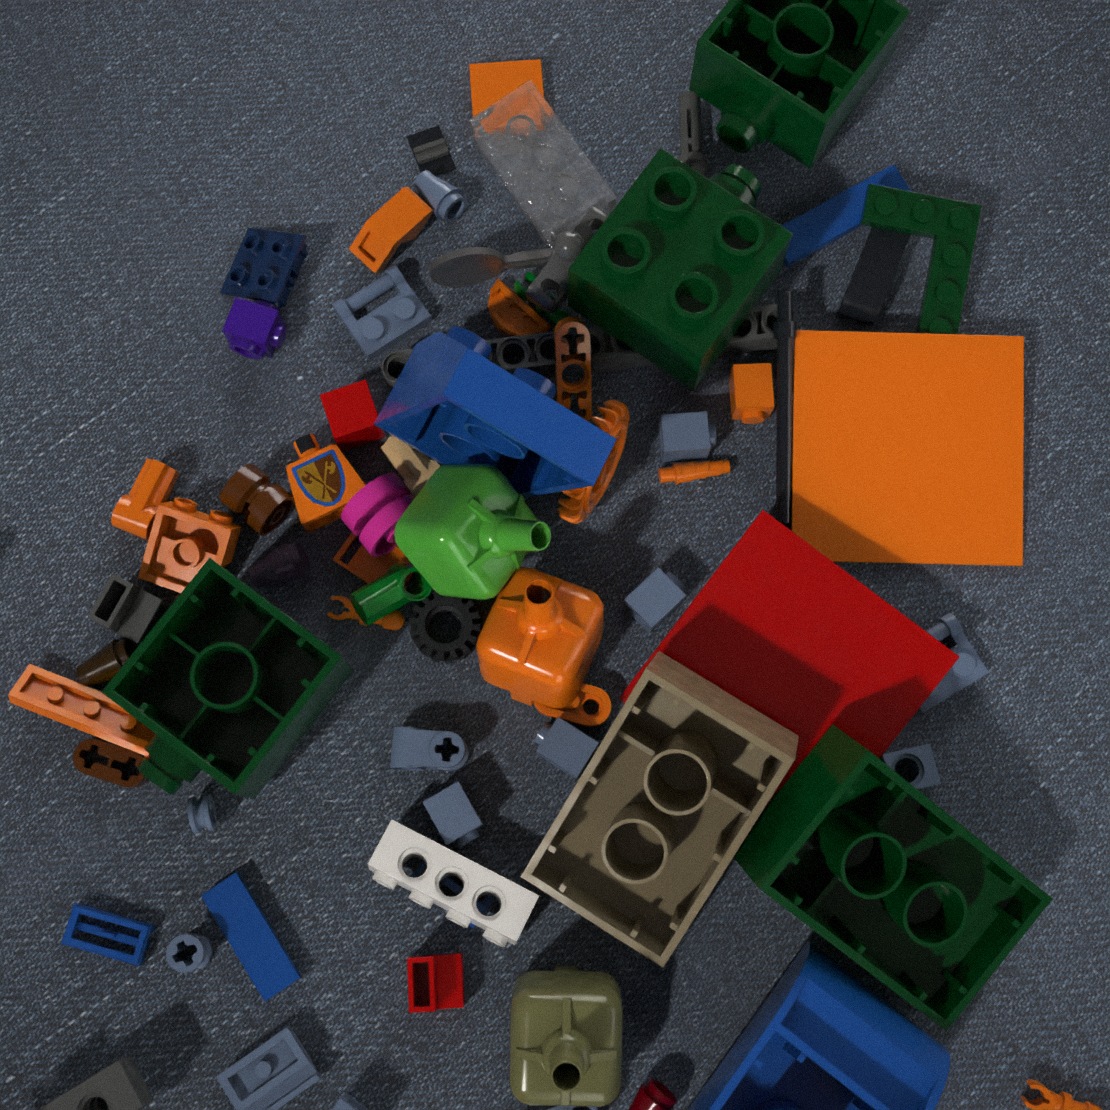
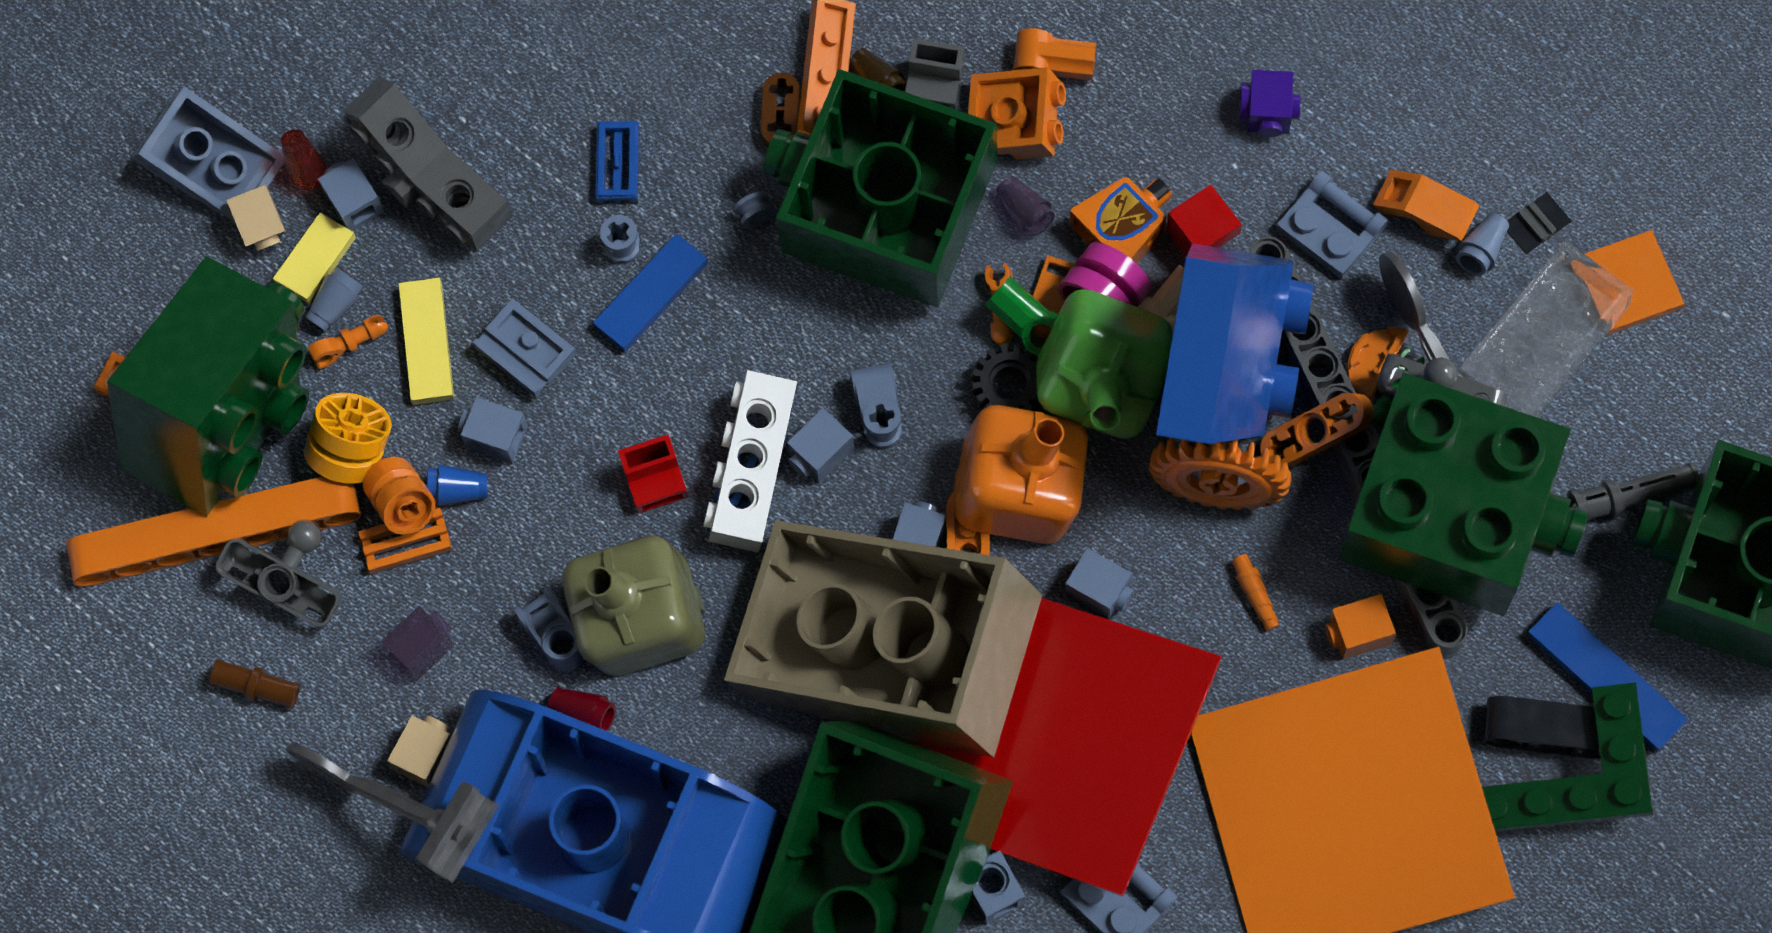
camera: 80 degrees right, 5 degrees down
(252, 495) = (1088, 155): reddish brown wheel -> none
(265, 266) = (1342, 91): dark blue hinge -> none
(685, 436) = (1288, 570): sand blue brick -> none
(784, 331) = (1432, 635): black bar -> none

